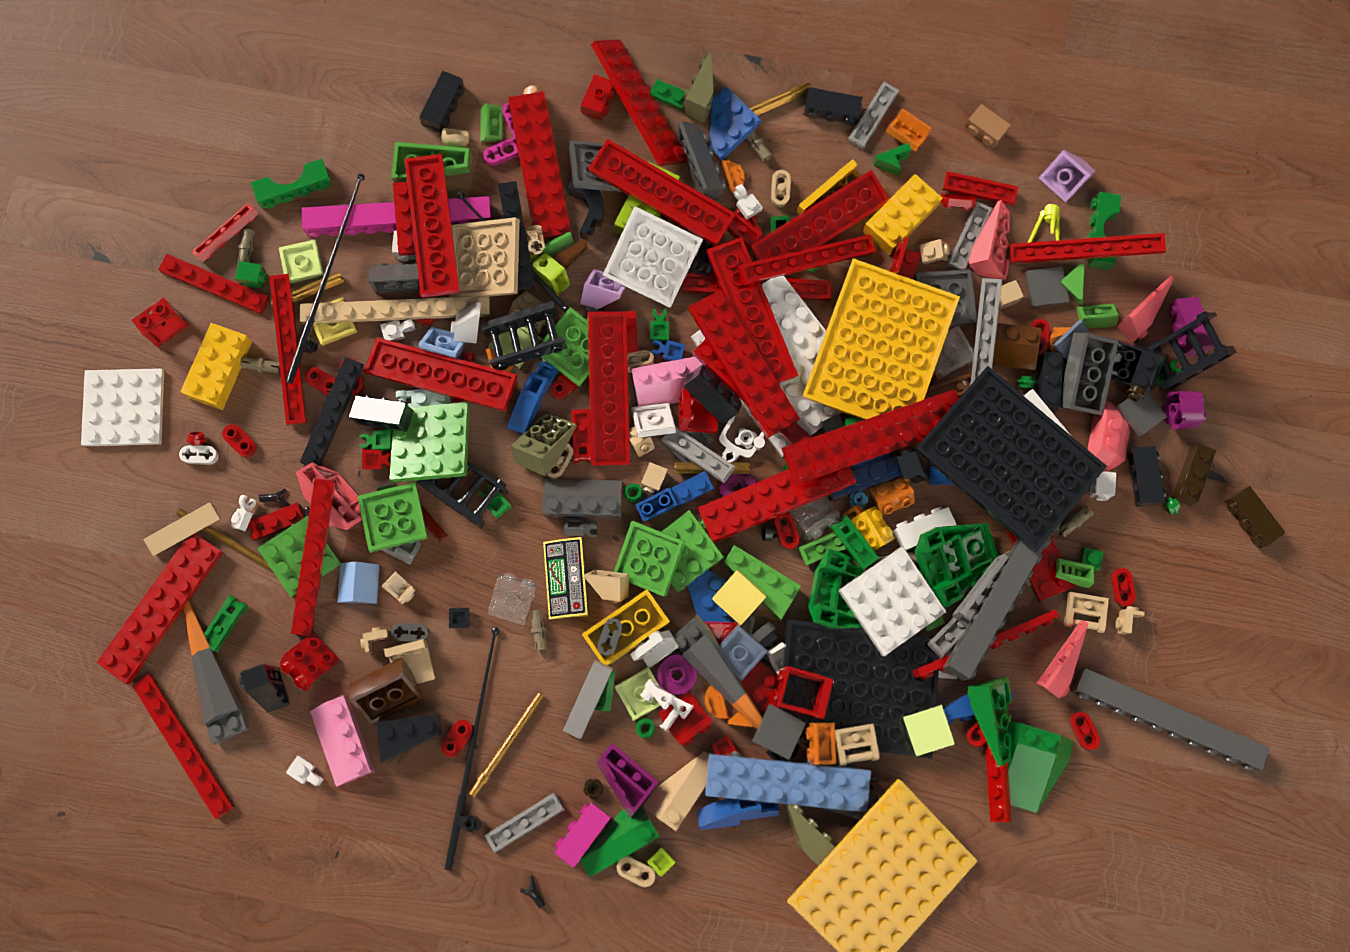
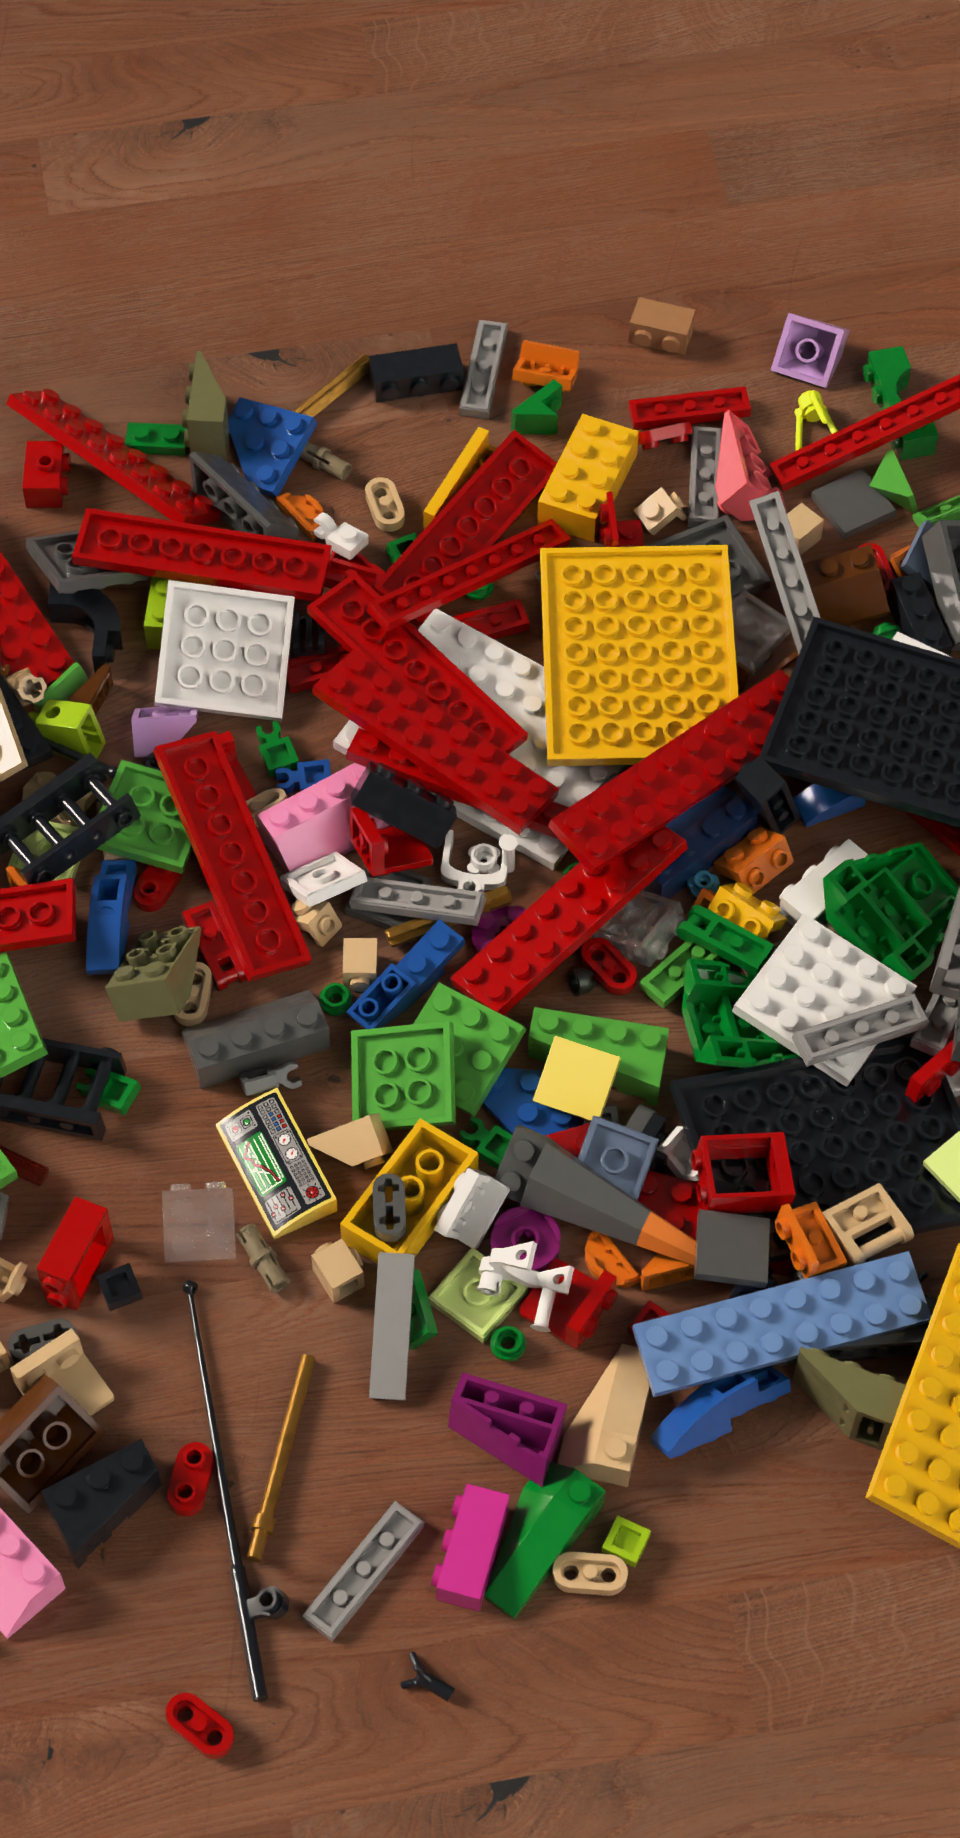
camera: 15 degrees left, 20 degrees down
(410, 874) = (201, 1726): none -> red plate
(440, 595) = (75, 1254): none -> red window
(574, 652) = (338, 1269): none -> tan brick
(598, 788) = (456, 1461): dark brown plate -> none
(682, 613) = (490, 1144): none -> green plate
(902, 630) = (860, 1029): none -> light grey tile

